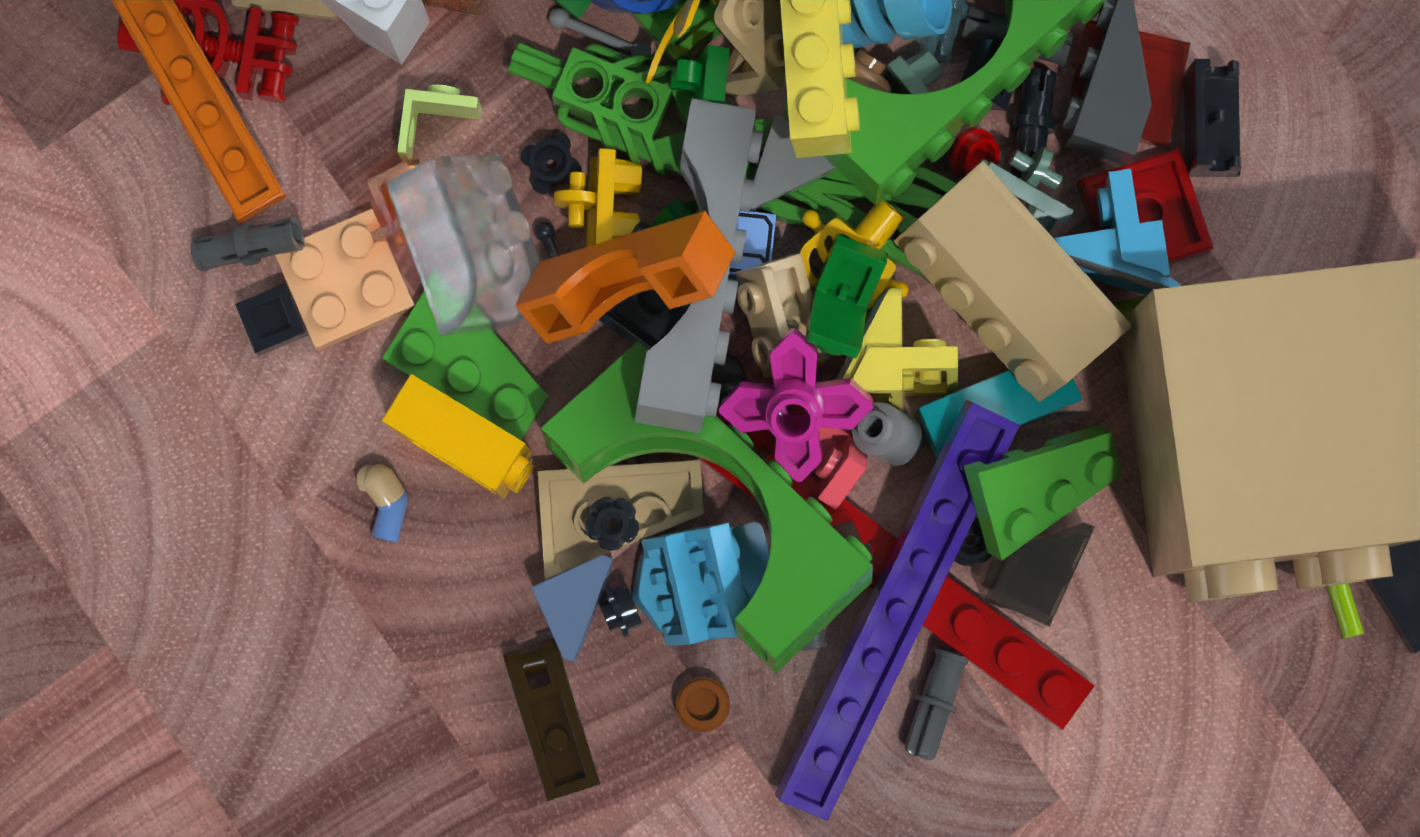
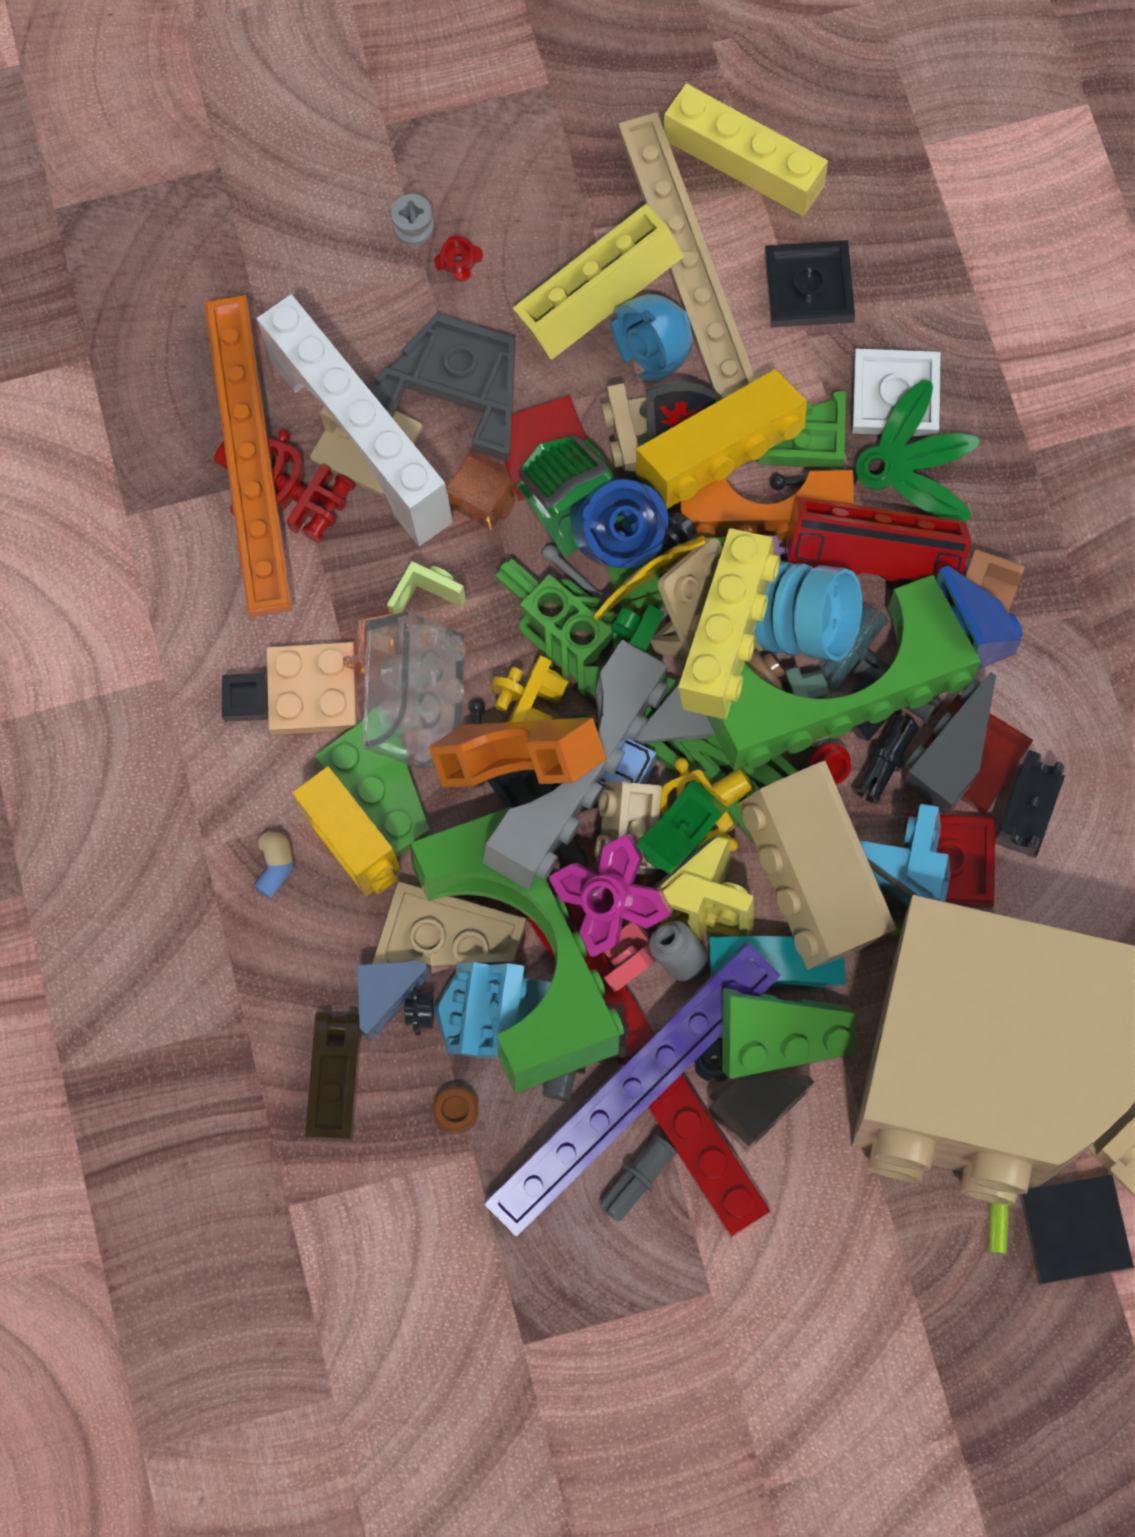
camera: 30 degrees right, 10 degrees down
(247, 244) = (249, 634): dark grey pin -> none
(537, 157) = (498, 646): black plate -> none
(597, 527) = (436, 952): black plate -> none
(1035, 170) = (864, 821): sand green hips -> none

